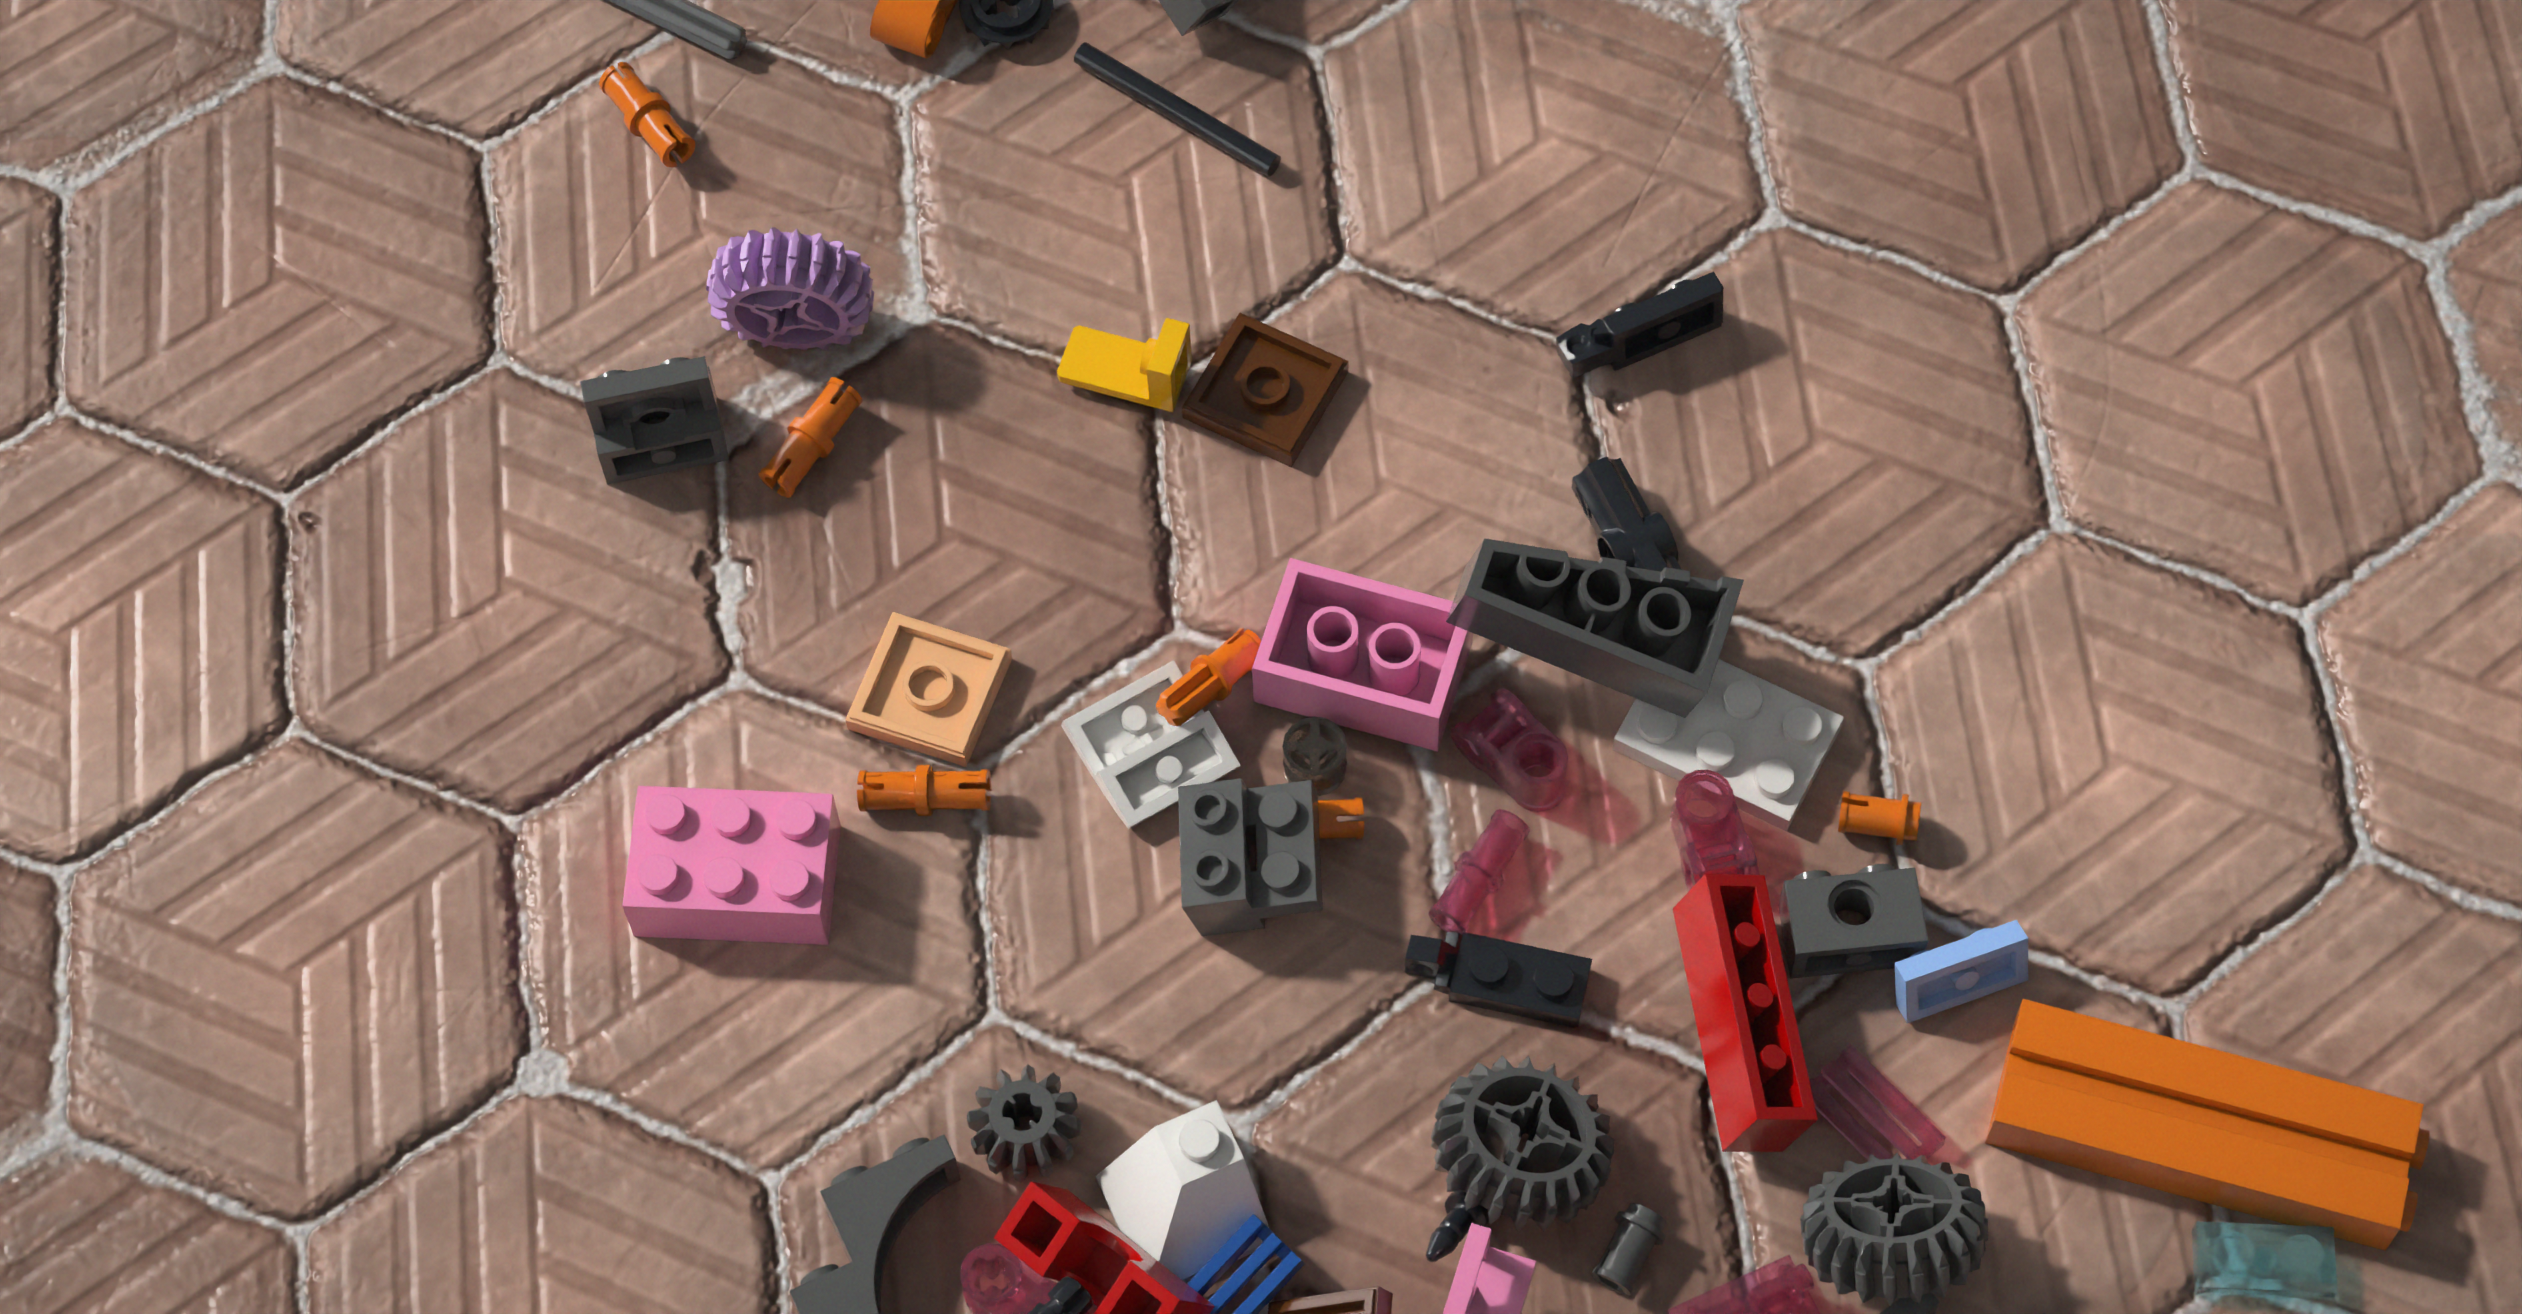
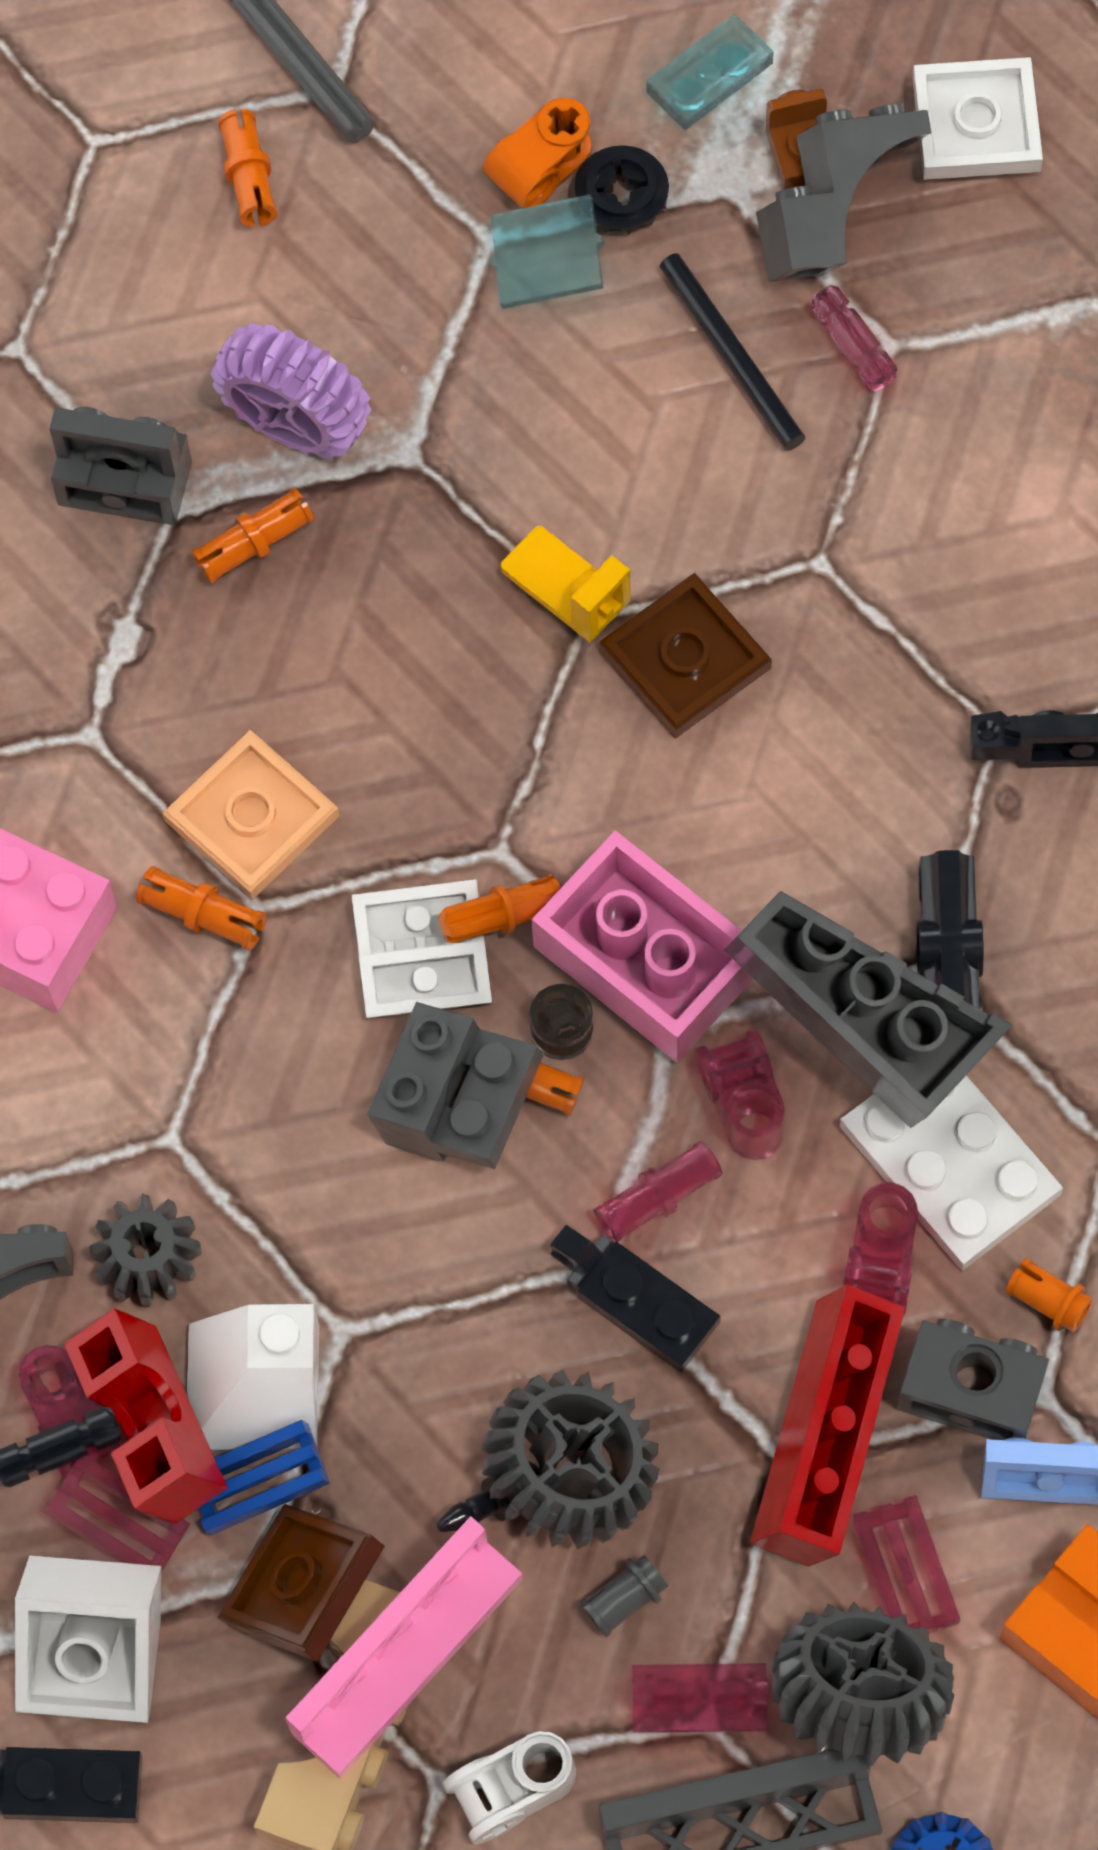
camera: 25 degrees right, 5 degrees up
(964, 84) = (546, 251): none -> clear light blue piece
(1283, 55) = (854, 338): none -> clear pink axle

